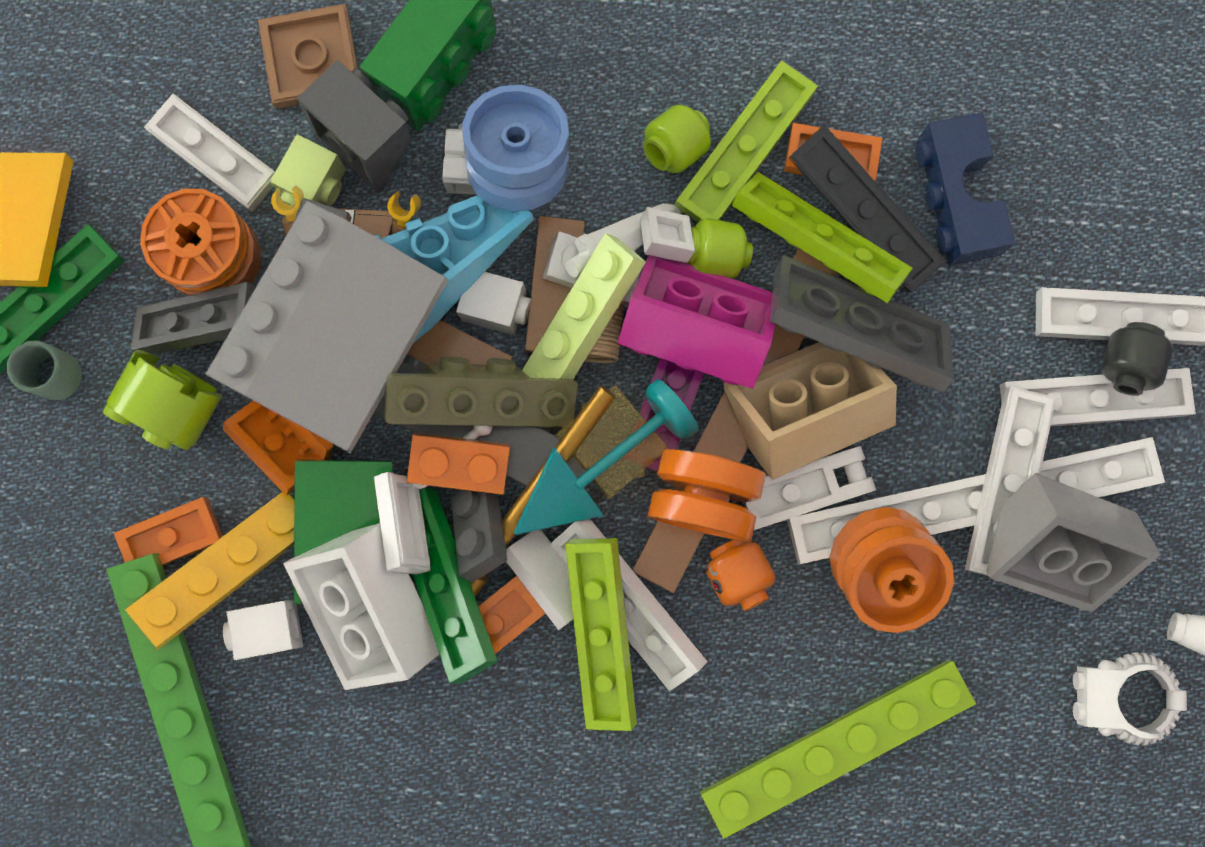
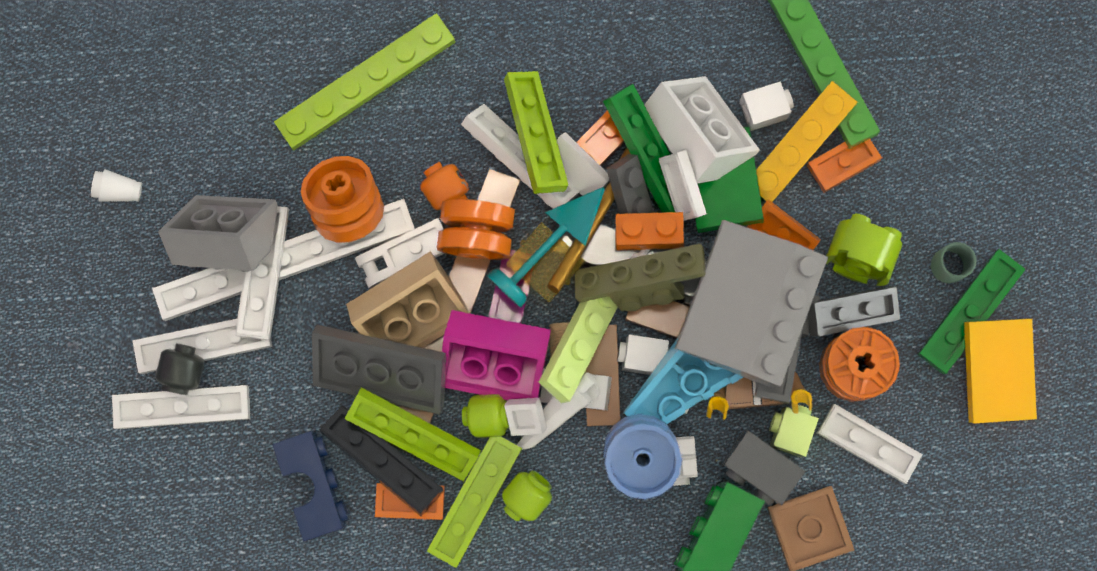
camera: 175 degrees right, 0 degrees up
(1099, 692) = (190, 142): white piece -> none

